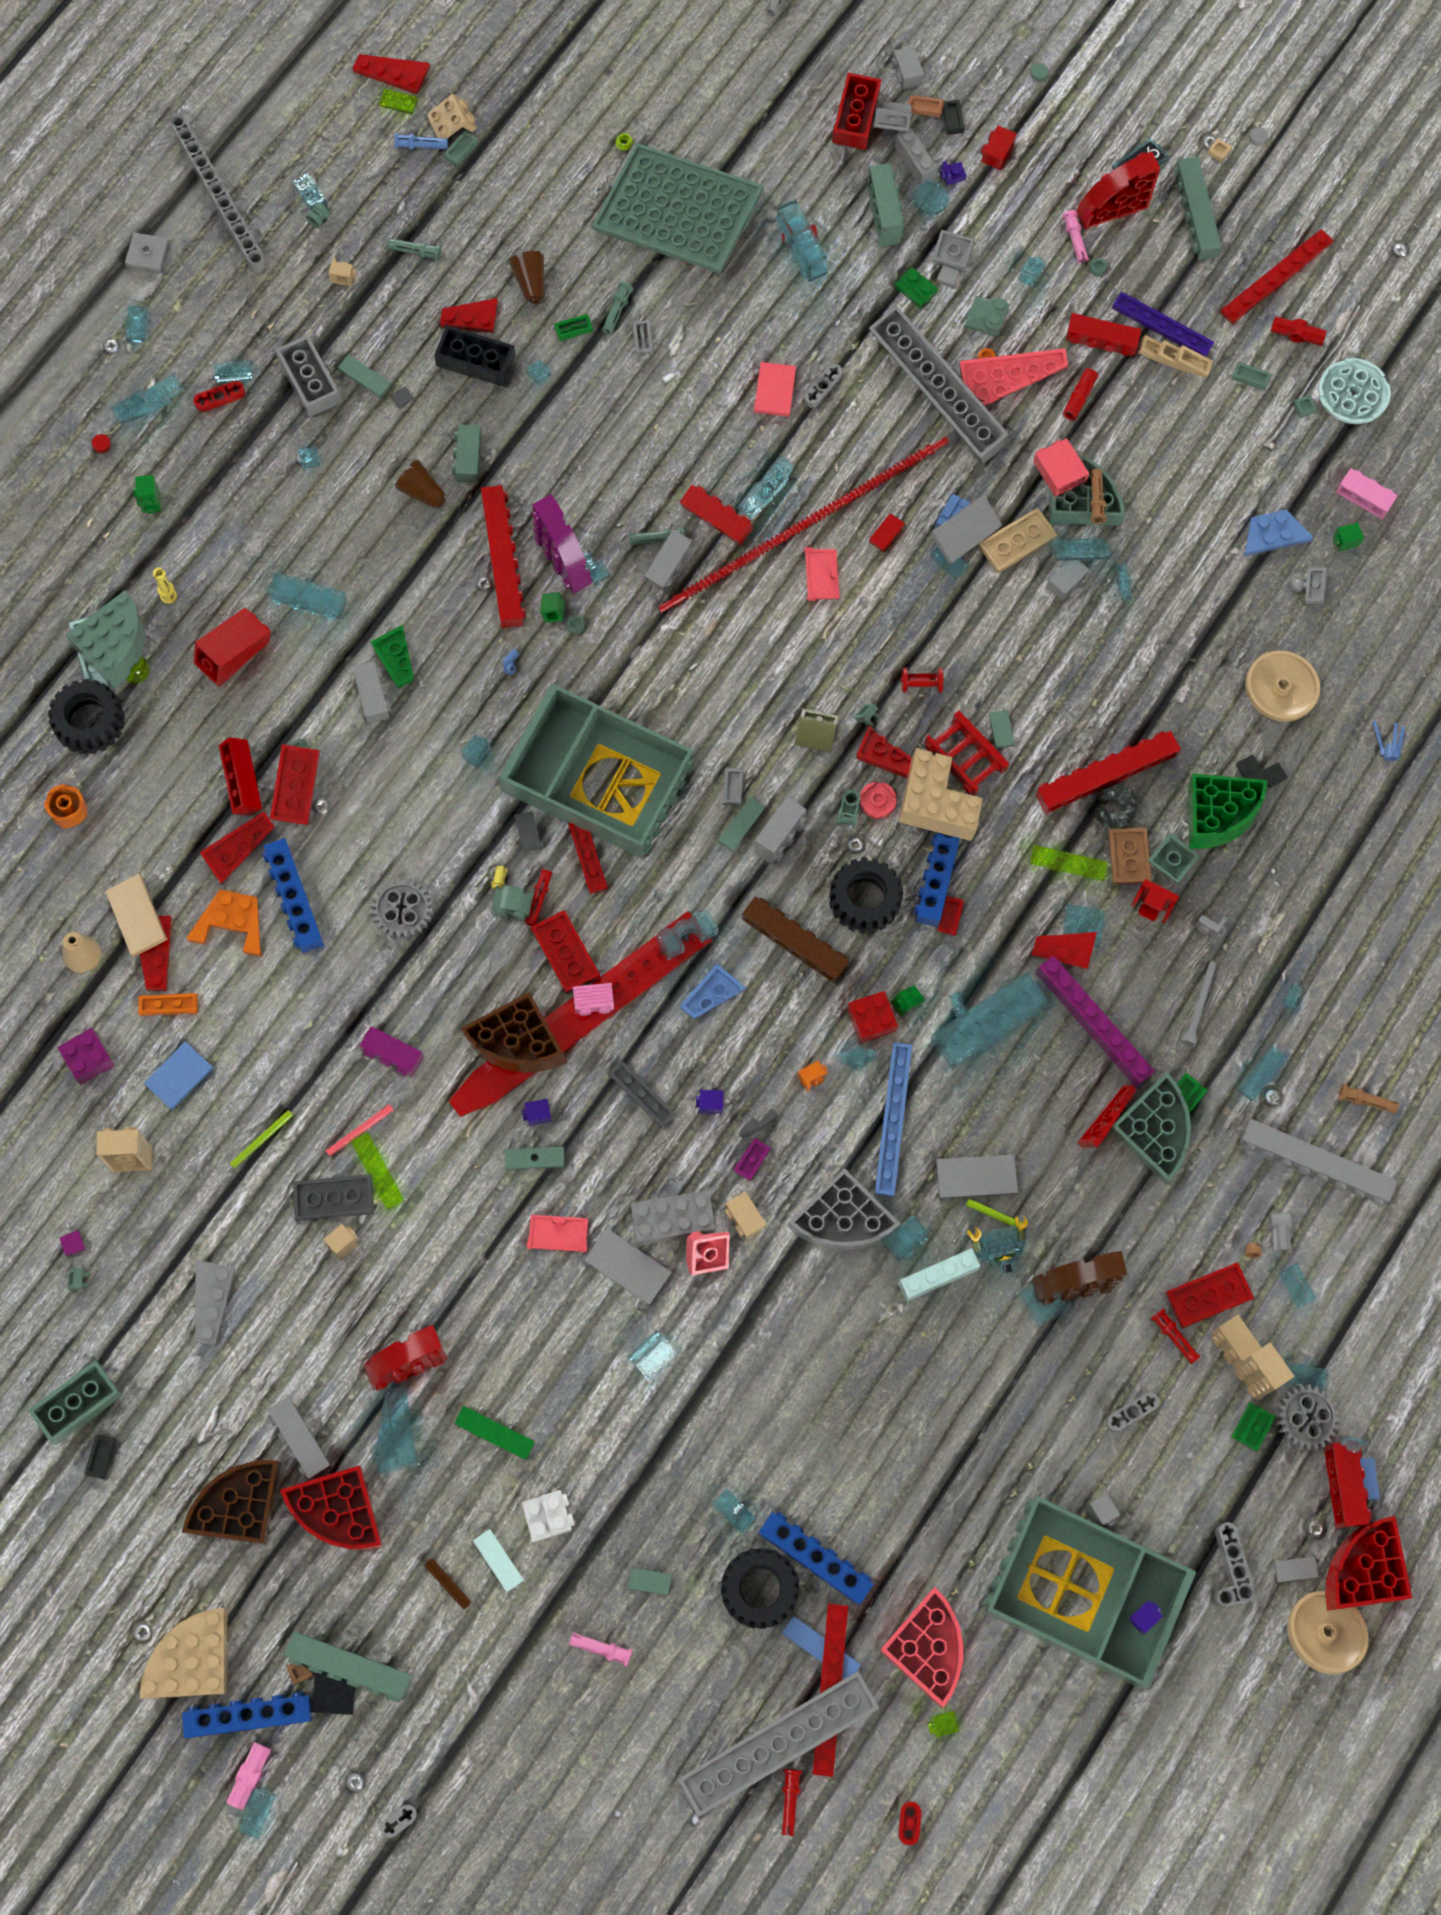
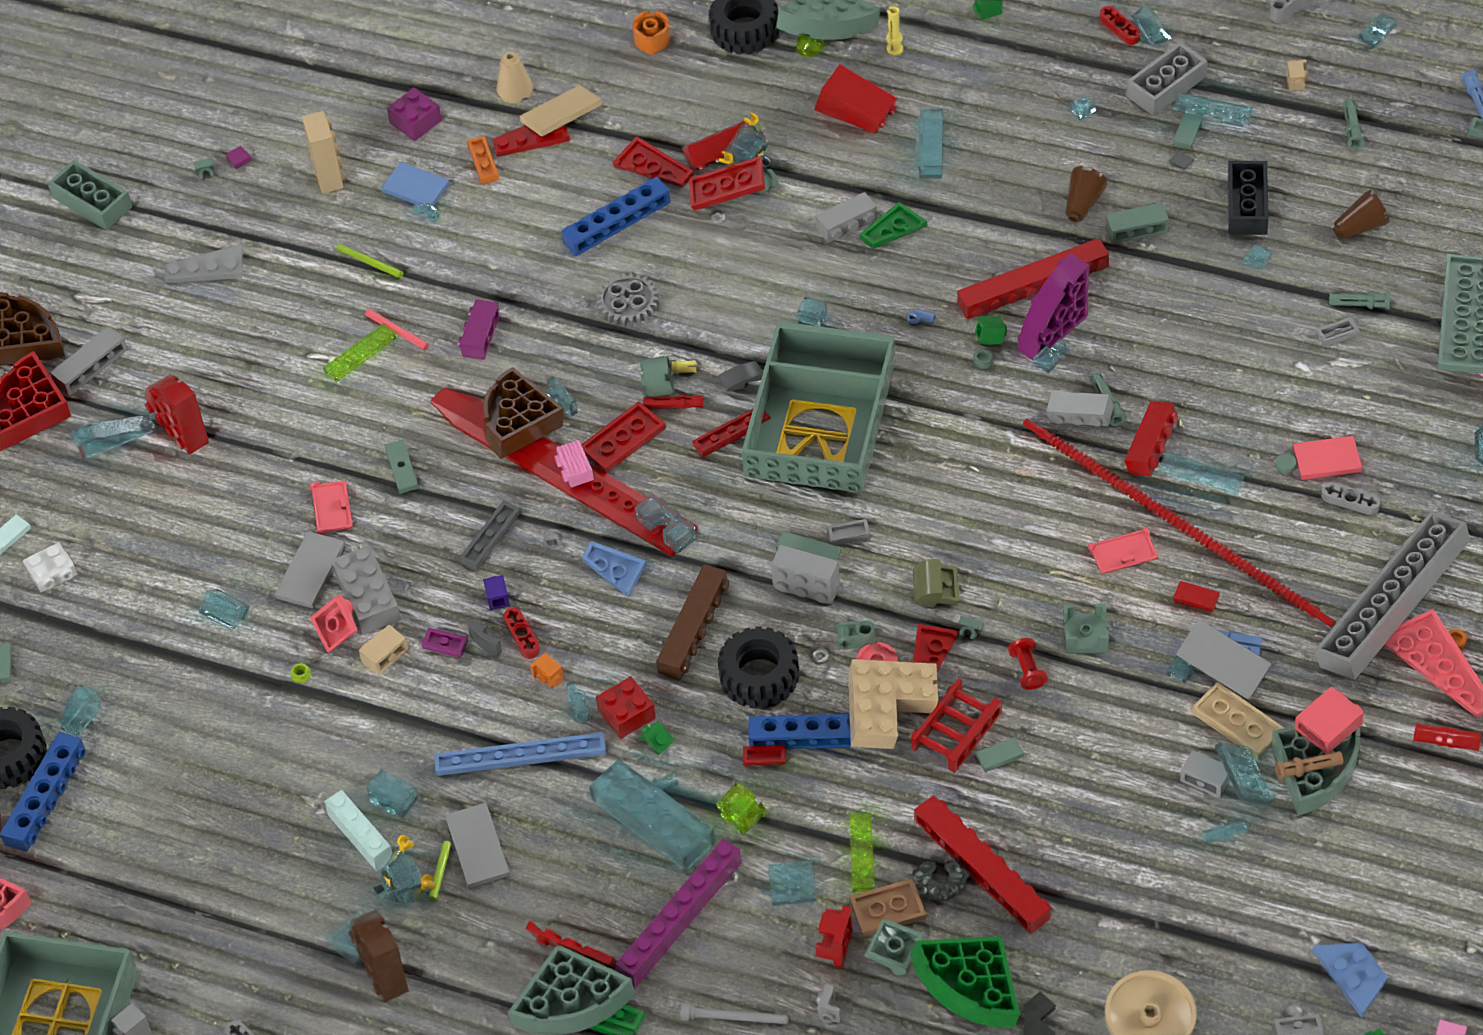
camera: 85 degrees right, 20 degrees down
(100, 1457) = (47, 230): pearl dark grey tile -> none
(217, 1069) = (431, 212): none -> clear light blue arm
(233, 913) = (587, 181): orange wing -> none
(258, 755) = (747, 144): none -> clear light blue torso
(317, 216) = (1352, 40): sand green wheel -> none
(333, 1197) = (324, 326): dark grey tile -> none
(341, 1241) = (278, 336): tan brick -> none
(361, 347) = (1212, 108): none -> clear light blue plate
(472, 316) = (1297, 189): red wing -> none
(494, 1433) = (123, 506): green tile -> none
(506, 992) = (564, 399): none -> clear light blue plate
(537, 1112) = (448, 456): dark purple brick -> none
(574, 330) = (1319, 273): green tile -> none
(746, 1290) = (297, 669): none -> lime plate
(770, 422) = (1285, 463): none -> sand green tile
(774, 1092) = (521, 640): none -> red beam
(844, 1217) = (402, 729): light grey brick -> none
(898, 626) = (1086, 631): none -> sand green panel
(1007, 945) = (741, 808): none -> clear neon green brick
(1066, 948) = (757, 869): red wing -> none

